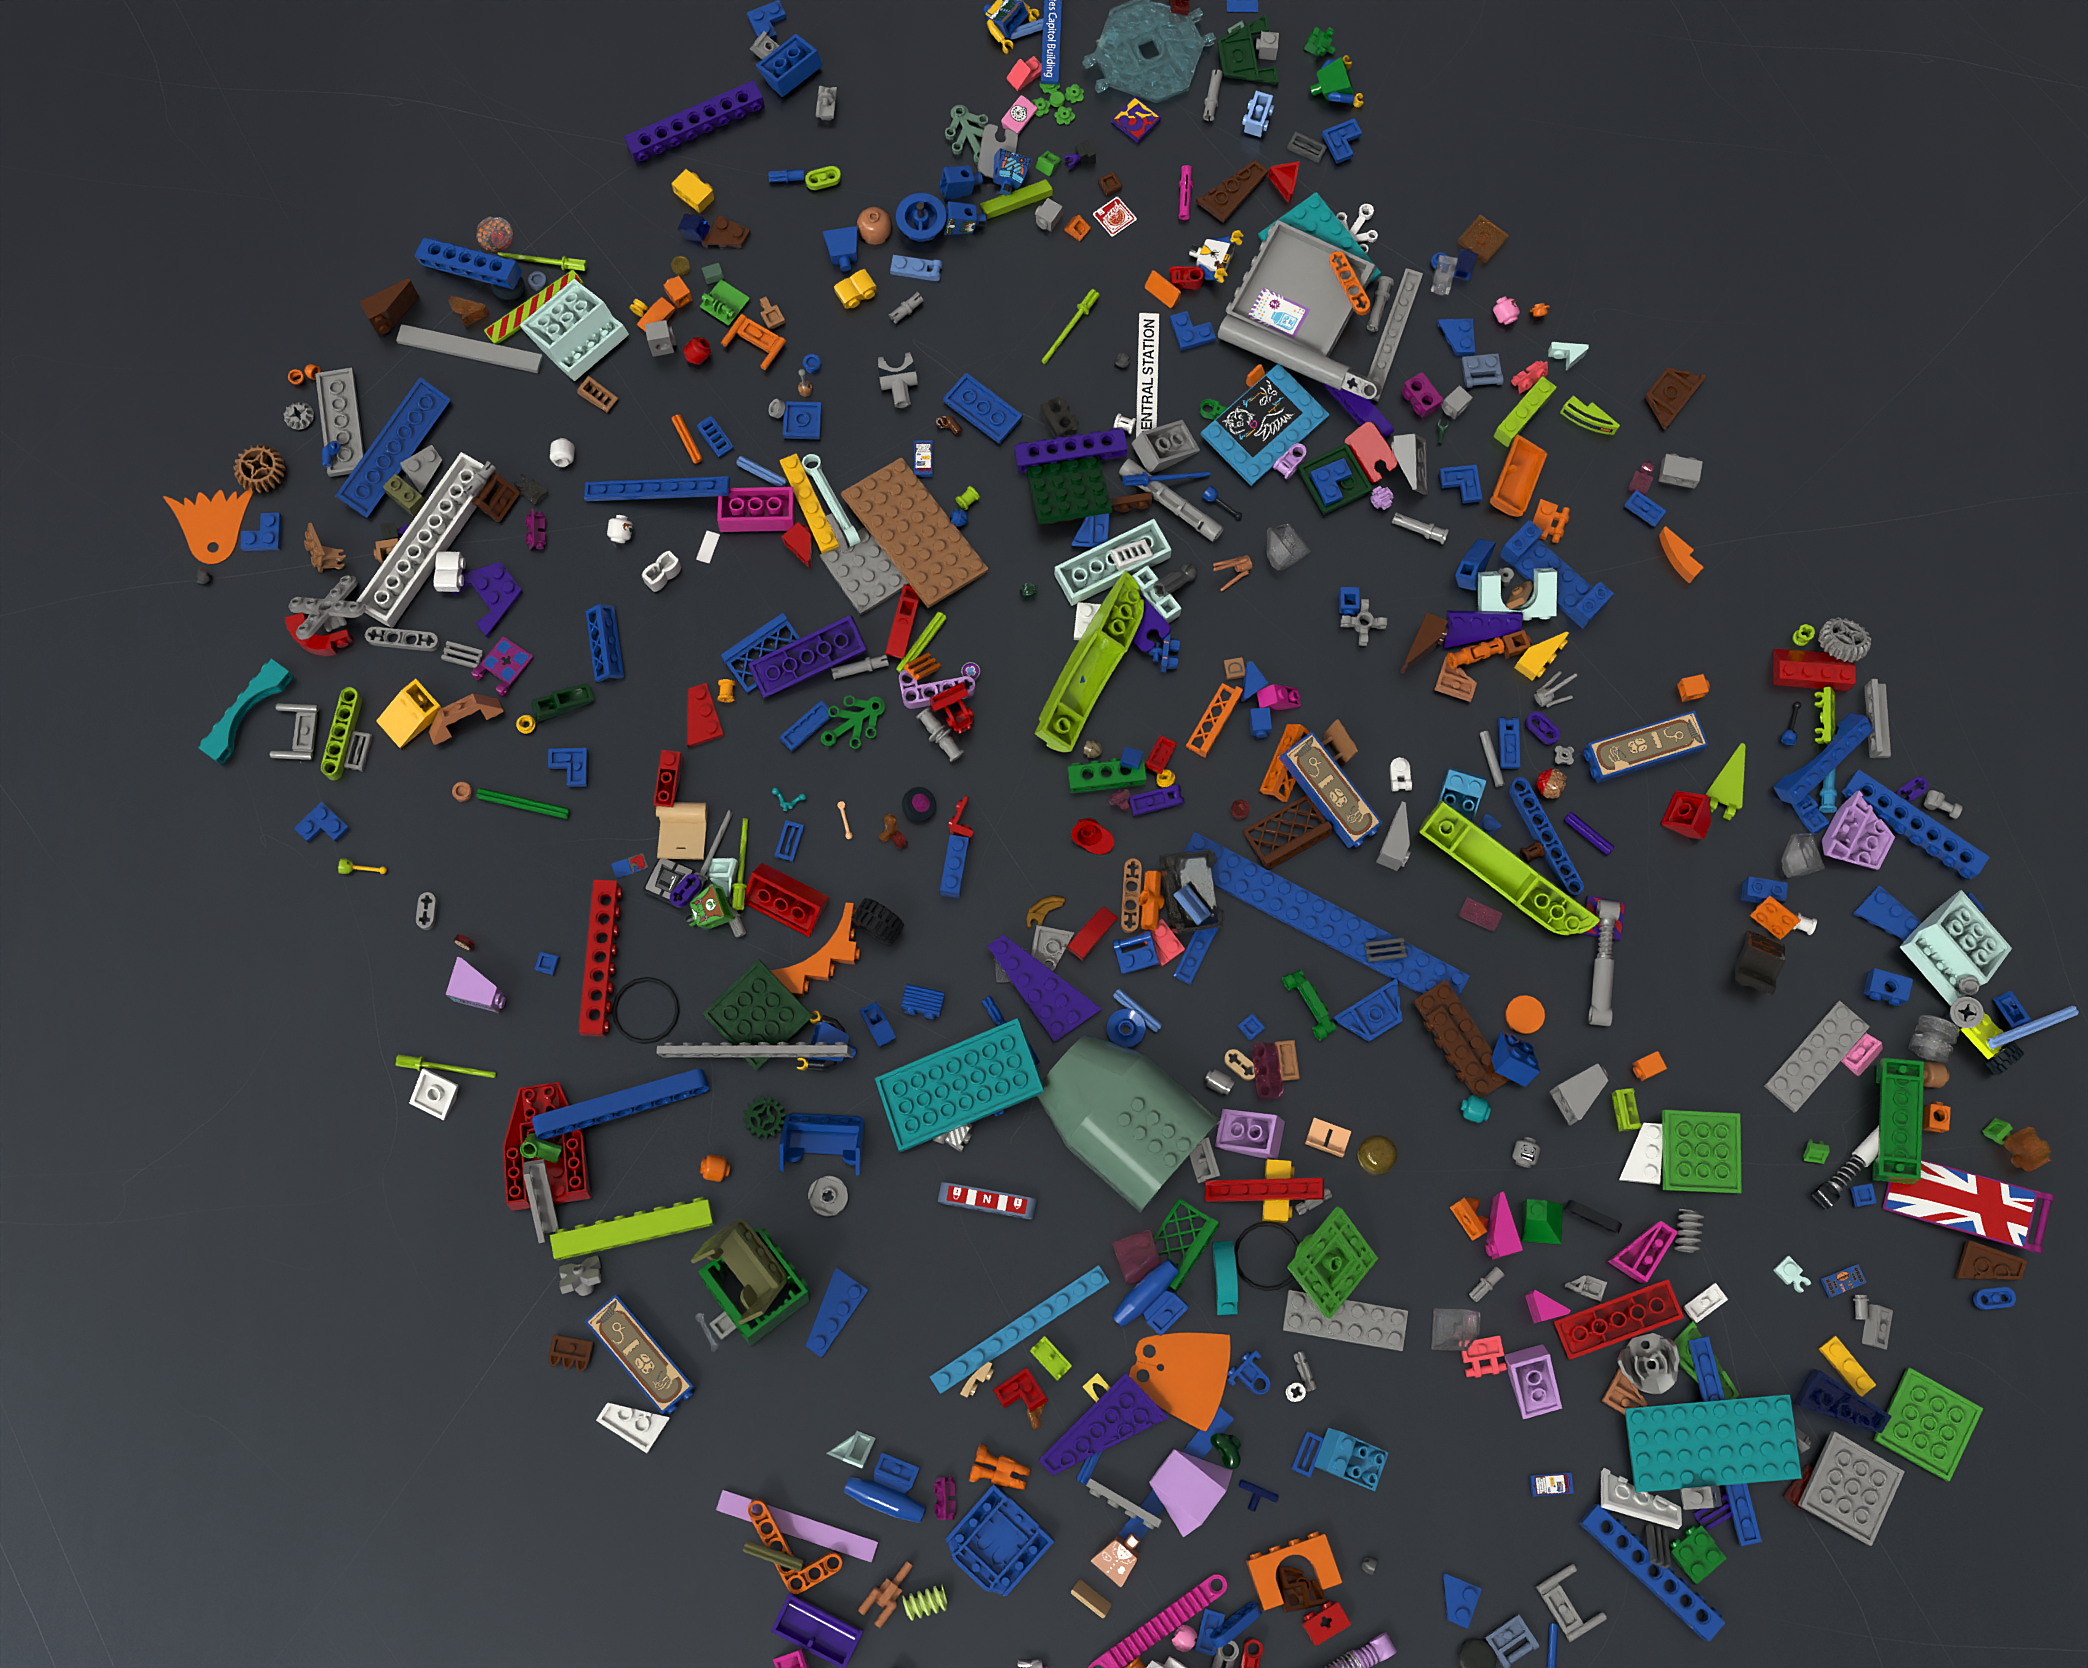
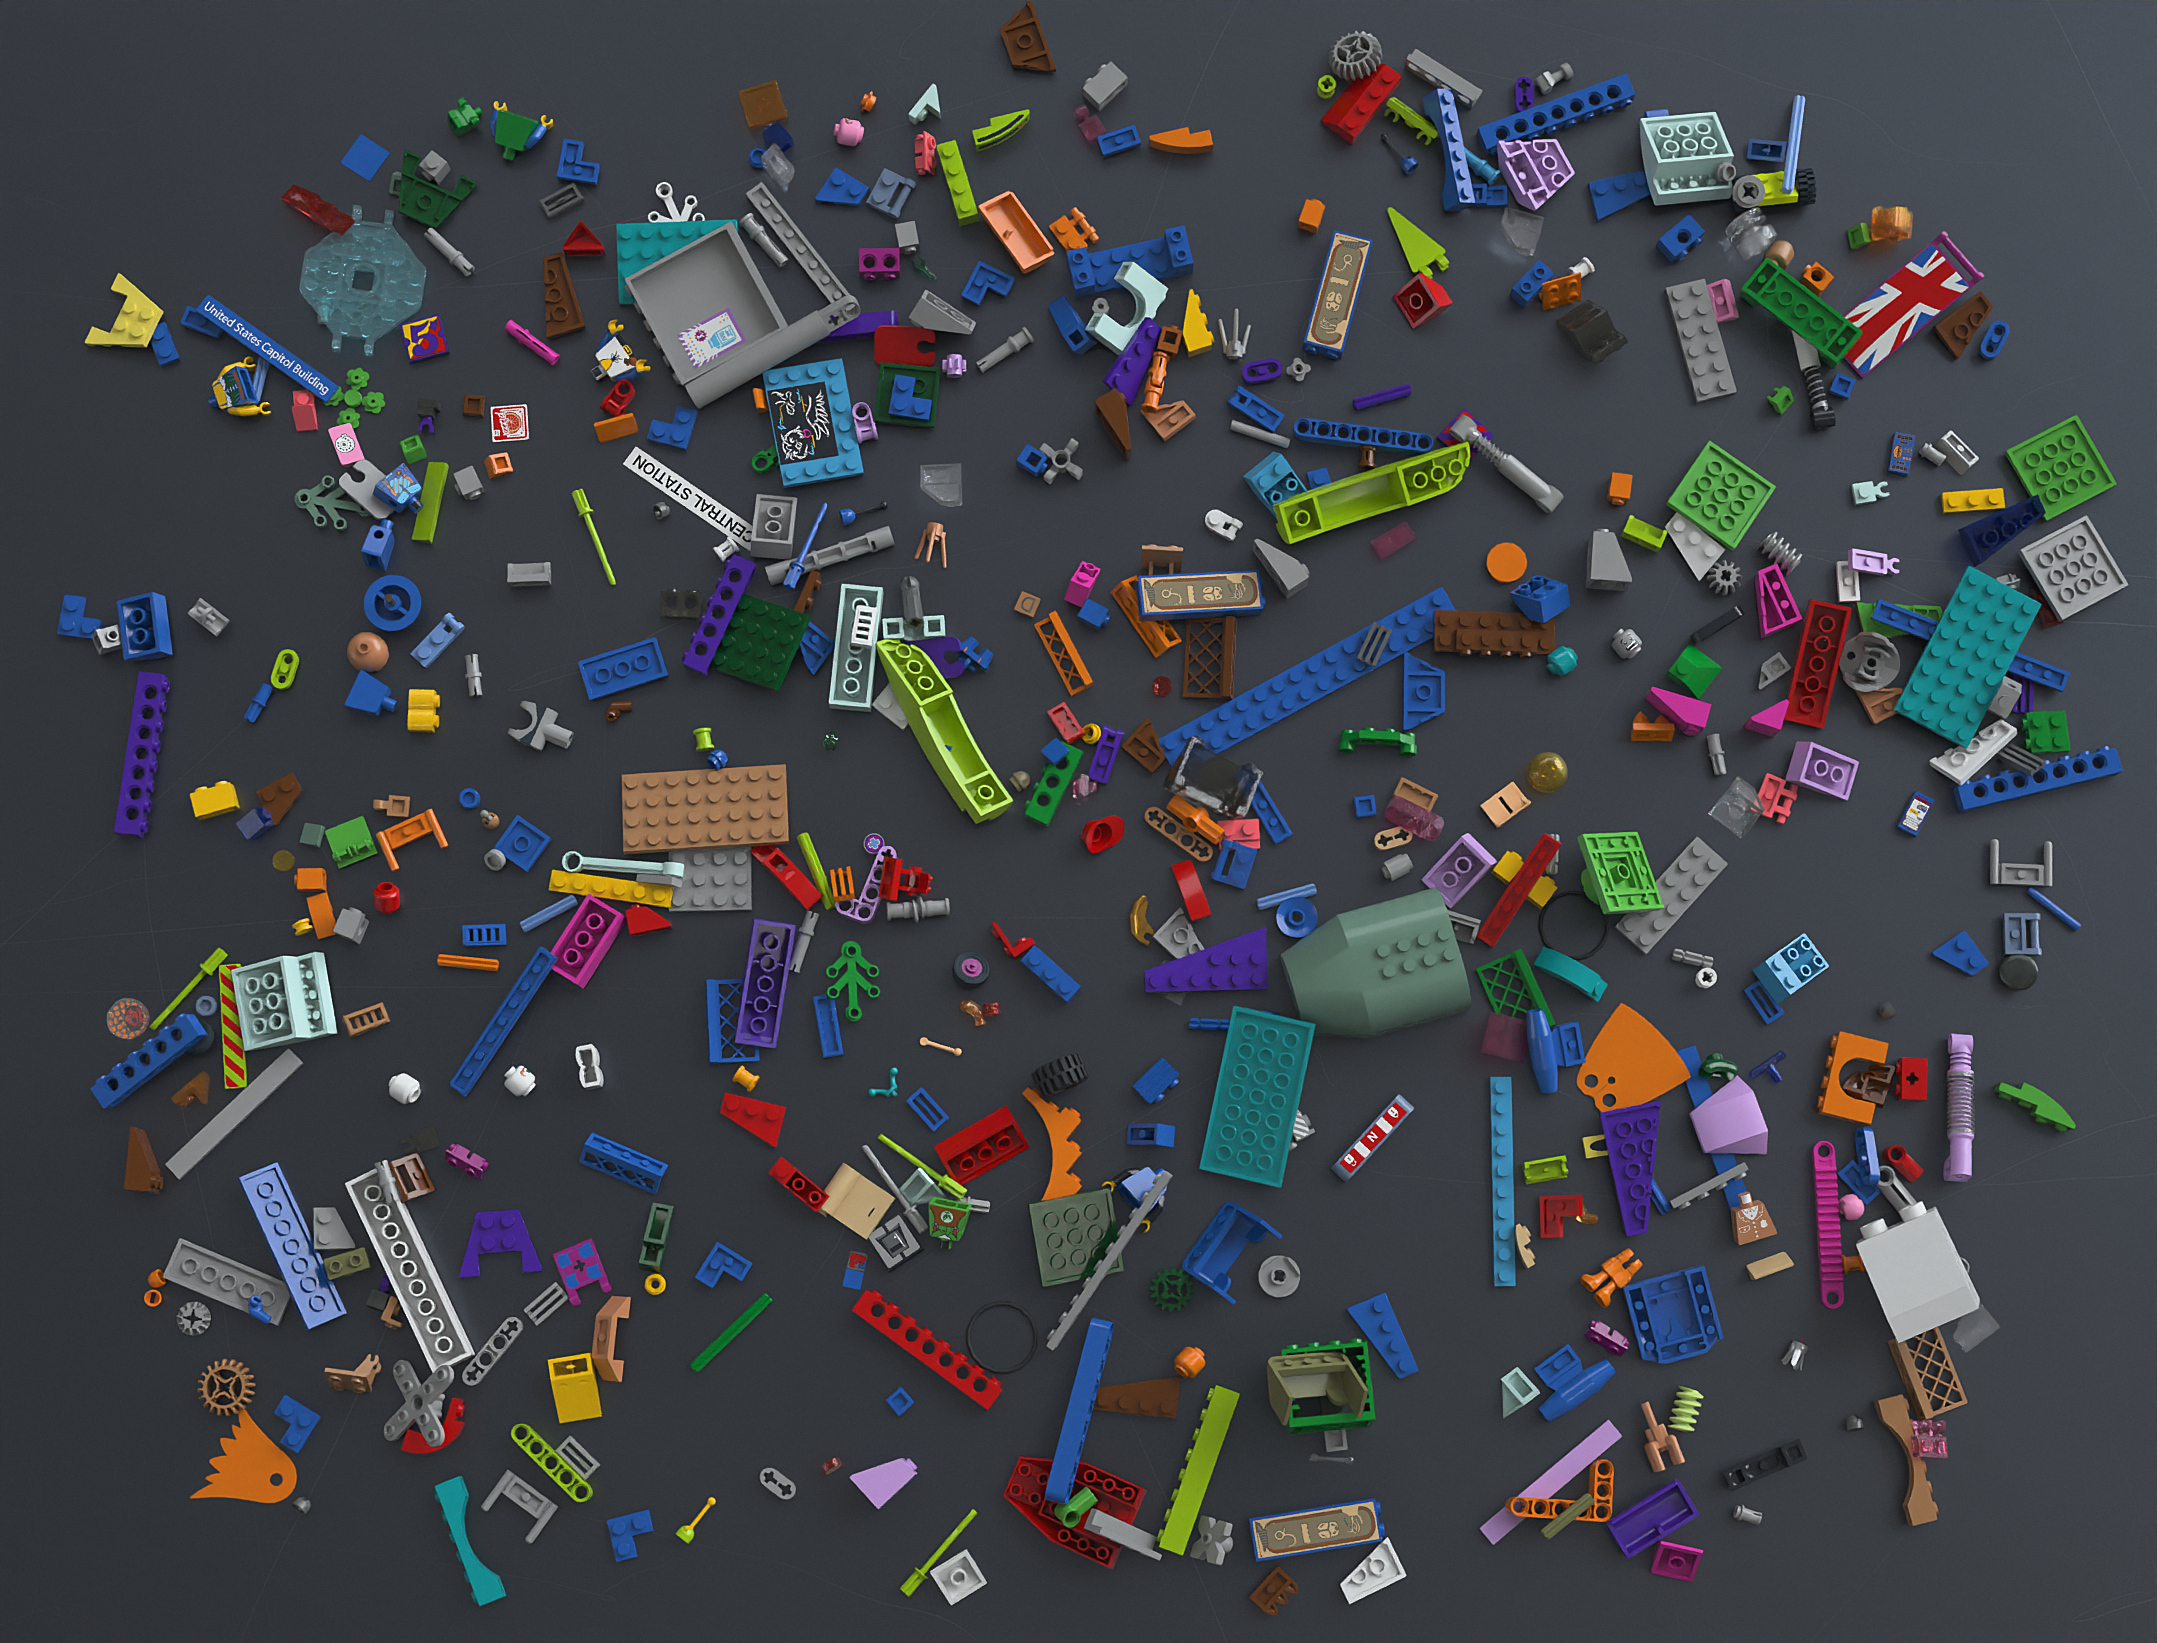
camera: 55 degrees left, 5 degrees up
(448, 571) = (456, 1266): white brick -> none
(462, 791) = (682, 1382): nougat tile -> none
(664, 1150) = (1142, 1398): none -> reddish brown wing
(685, 890) = (912, 1233): dark purple beam -> none
(708, 546) = (589, 1009): white sticker -> none
(923, 458) = (635, 755): tile -> none
(962, 218) = (420, 565): blue torso -> none
(1009, 299) = (529, 574): none -> light grey hinge
(1183, 826) = (1145, 747): none -> reddish brown wing
(1192, 904) = (1225, 786): medium blue tile -> none
(1248, 1373) = (1665, 1007): blue pin -> none
(1252, 681) = (1053, 597): blue slope -> none
(1259, 109) = (496, 218): light blue brick -> none
(1351, 282) = (734, 253): orange beam -> none
(1519, 595) = (1128, 307): medium nougat plate -> none
(1551, 783) = (1317, 398): medium nougat piece -> none
(1629, 1200) = (1732, 581): none -> light grey gear
(1734, 1312) = (1871, 562): none -> lavender plate

